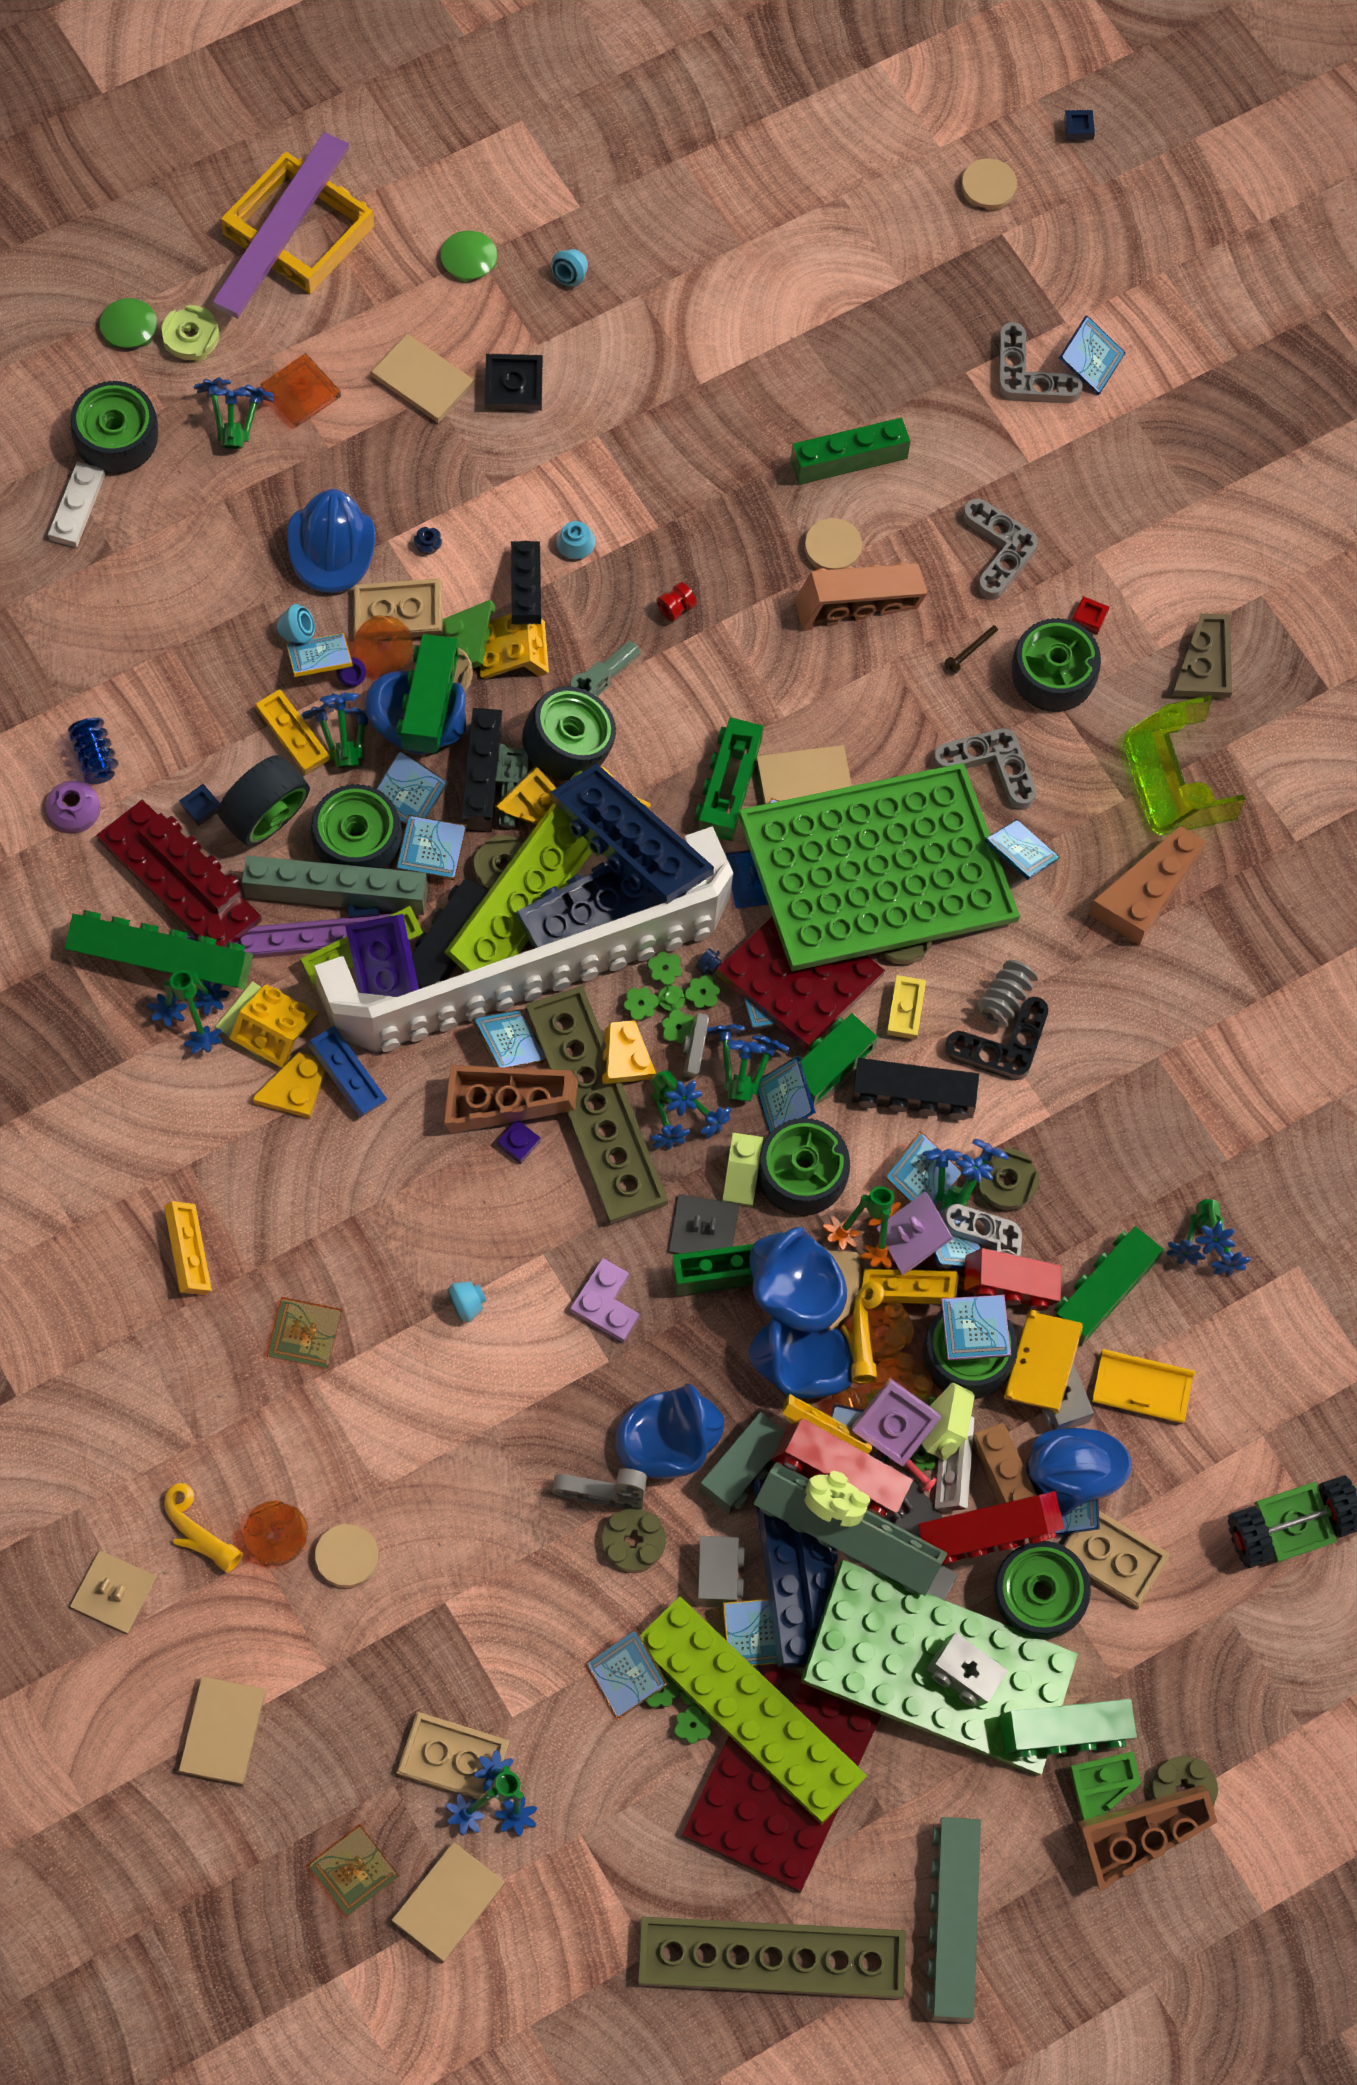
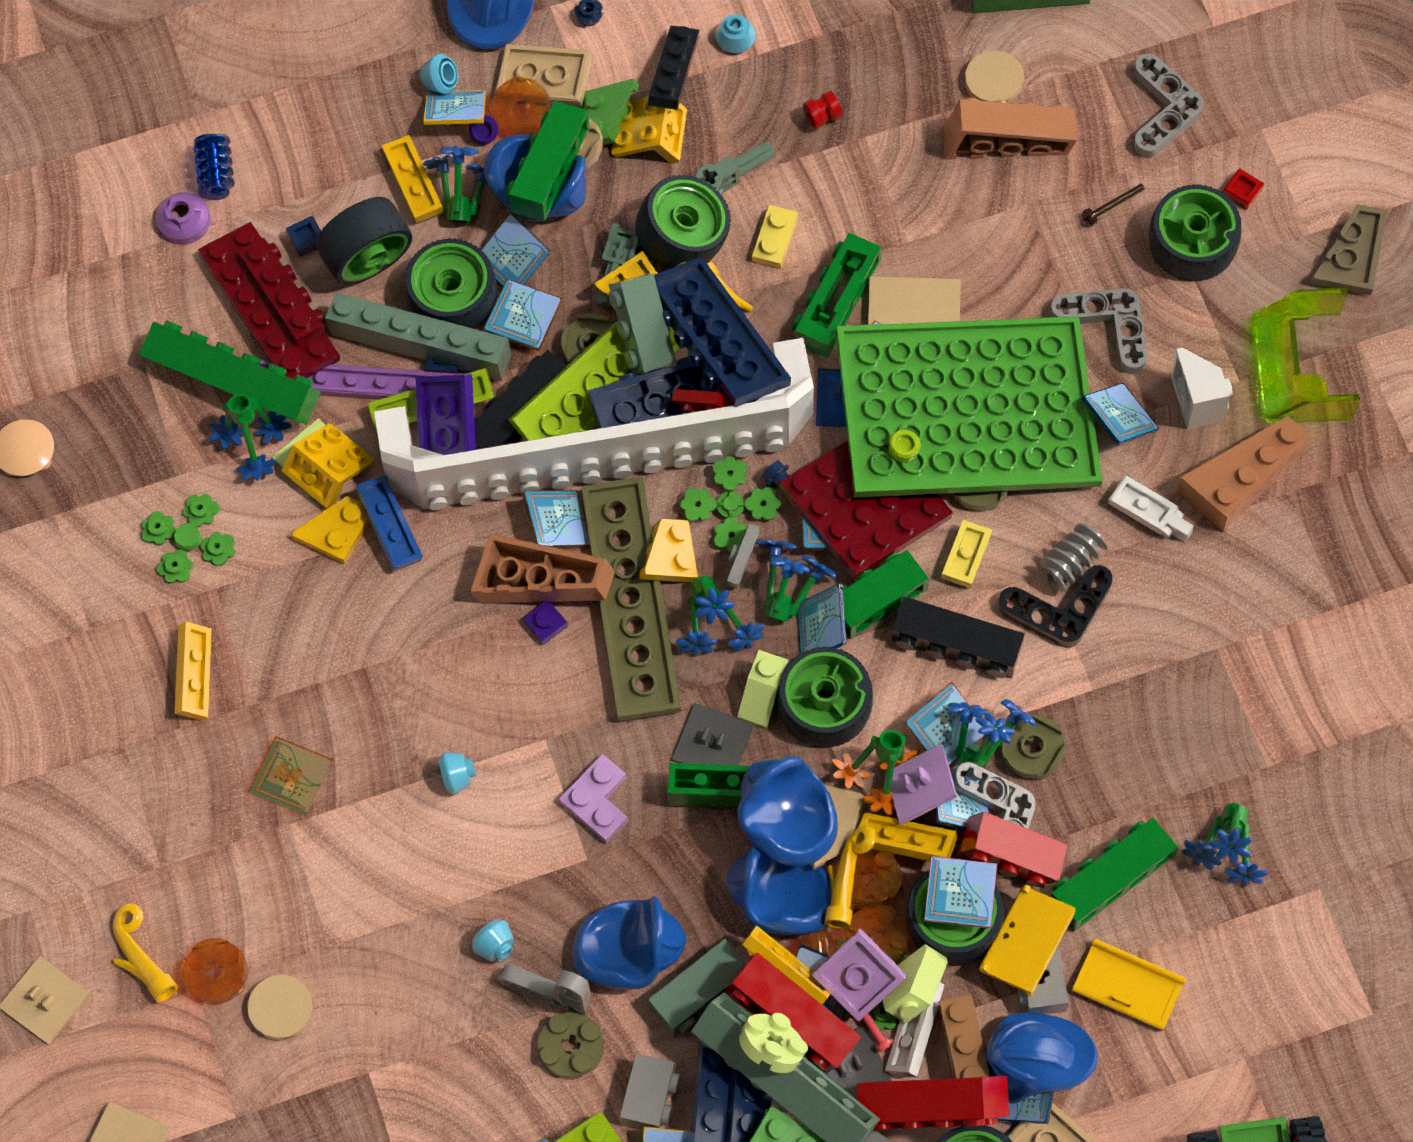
camera: 20 degrees right, 0 degrees up
(150, 1120) = (188, 538): none -> bright green plant
(482, 769) = (586, 252): black brick -> none
(539, 1455) = (494, 941): none -> medium azure cone
(554, 837) = (642, 323): none -> sand green brick
(626, 904) = (698, 401): none -> red hinge
(656, 732) = (774, 236): none -> light yellow plate
(829, 914) = (904, 445): none -> lime tile
(1069, 936) = (1150, 509): none -> white hinge
(1092, 813) = (1200, 389): none -> white slope

